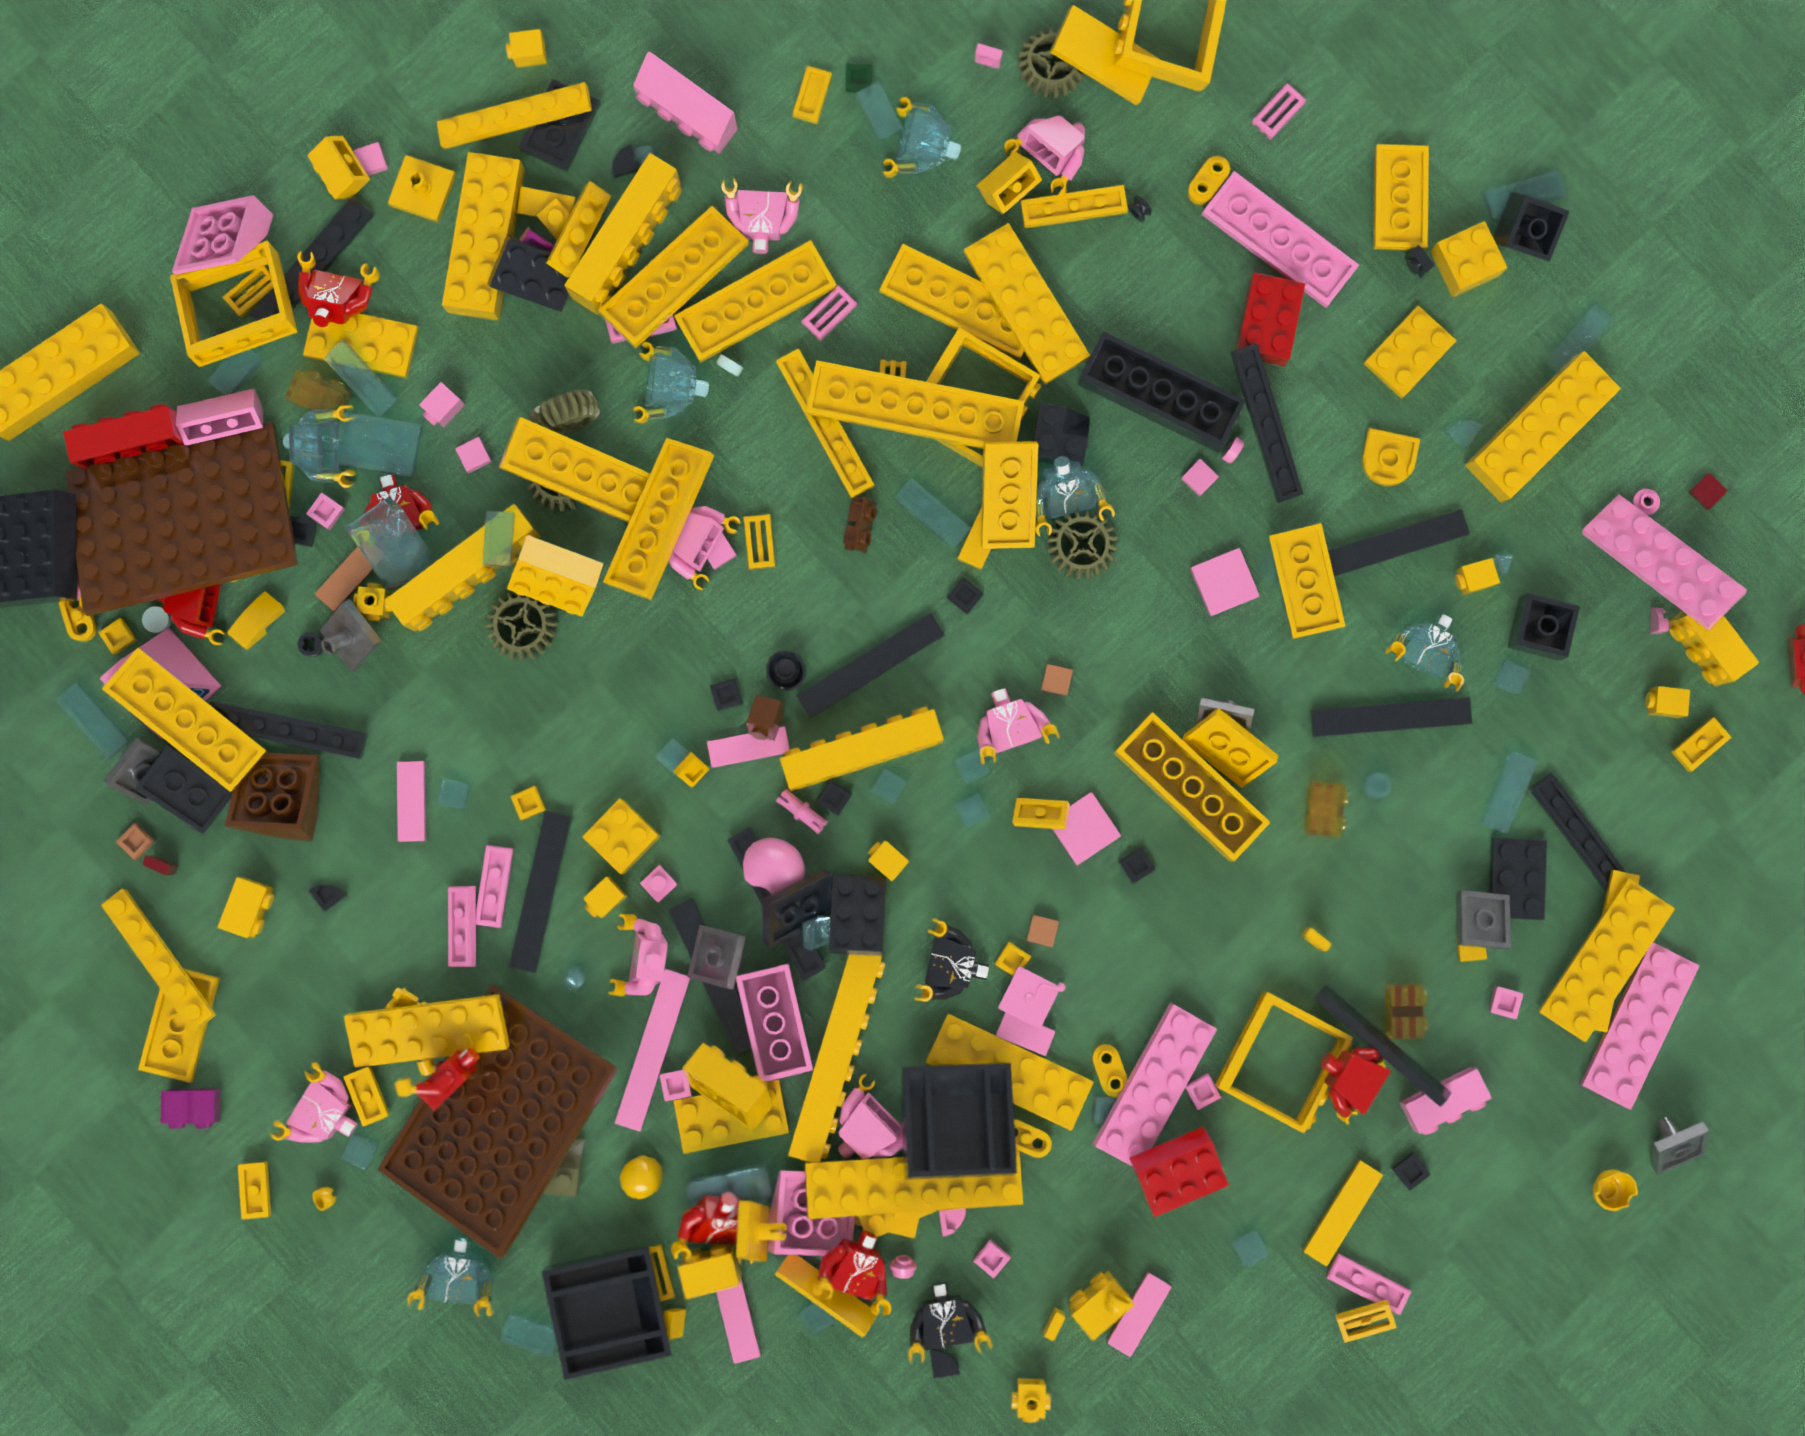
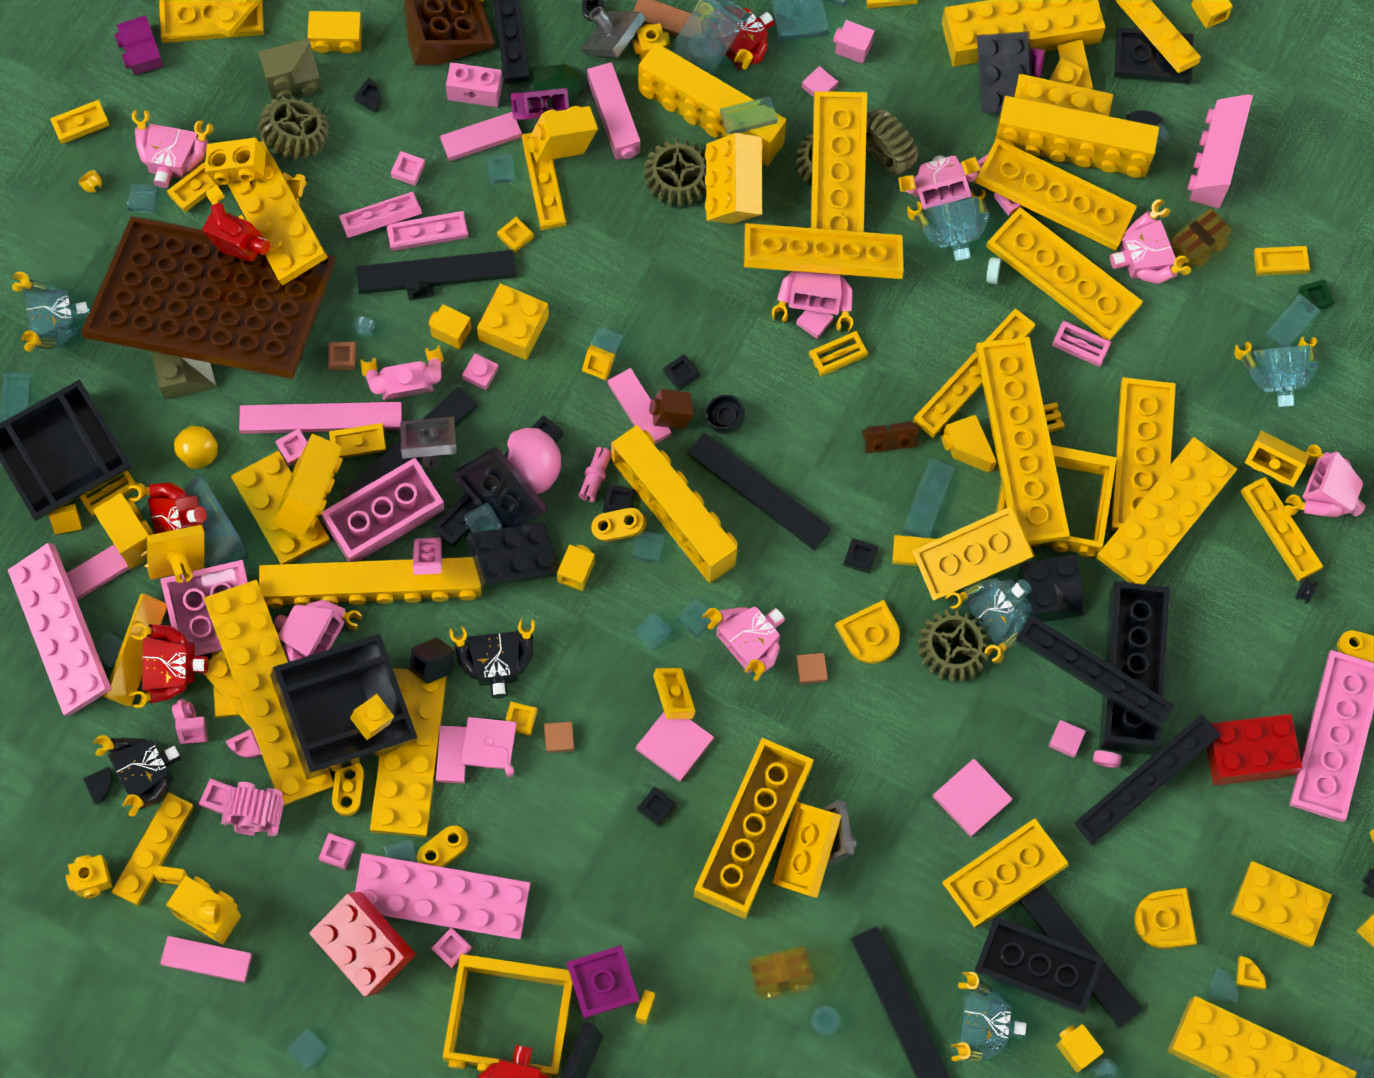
camera: 70 degrees right, 15 degrees down
(278, 966) = (290, 70): none -> olive slope
(333, 975) = (286, 126): none -> olive gear
(355, 790) = (474, 84): none -> bright pink brick
(356, 1049) = (235, 161): none -> yellow brick
(385, 711) = (557, 78): none -> dark green slope
(403, 742) = (534, 103): none -> magenta torso
(421, 883) = (407, 168): none -> bright pink plate
(433, 664) = (613, 111): none -> bright pink brick
(444, 723) = (562, 133): none -> yellow brick
(479, 756) = (544, 189): none -> yellow tile
(555, 914) = (419, 289): none -> black tile
(595, 1009) = (342, 356): none -> nougat tile
(624, 379) = (941, 180): none -> bright pink torso
(691, 1022) = (360, 440): none -> yellow plate
(766, 160) = (1201, 238): none -> clear yellow brick
(782, 1360) = (59, 629): none -> bright pink plate
(836, 996) = (427, 556): none -> bright pink tile
(860, 808) = (617, 524): none -> yellow plate
(894, 455) = (969, 444): none -> yellow slope
(923, 1265) = (191, 730): none -> bright pink tile
(935, 1023) = (432, 660): none -> black brick
(986, 1100) = (372, 717): none -> yellow brick
(1020, 1332) = (153, 849): none -> yellow plate
(1022, 1233) = (253, 809): none -> bright pink brick
(1042, 614) = (870, 633): none -> yellow tile
(1079, 1166) = (337, 851): none -> bright pink tile
(1161, 430) = (1095, 672): none -> black plate
(1287, 970) = (602, 982): none -> magenta tile
(1400, 583) = (1039, 965): none -> black brick
(1461, 405) = (1249, 974): none -> yellow tile

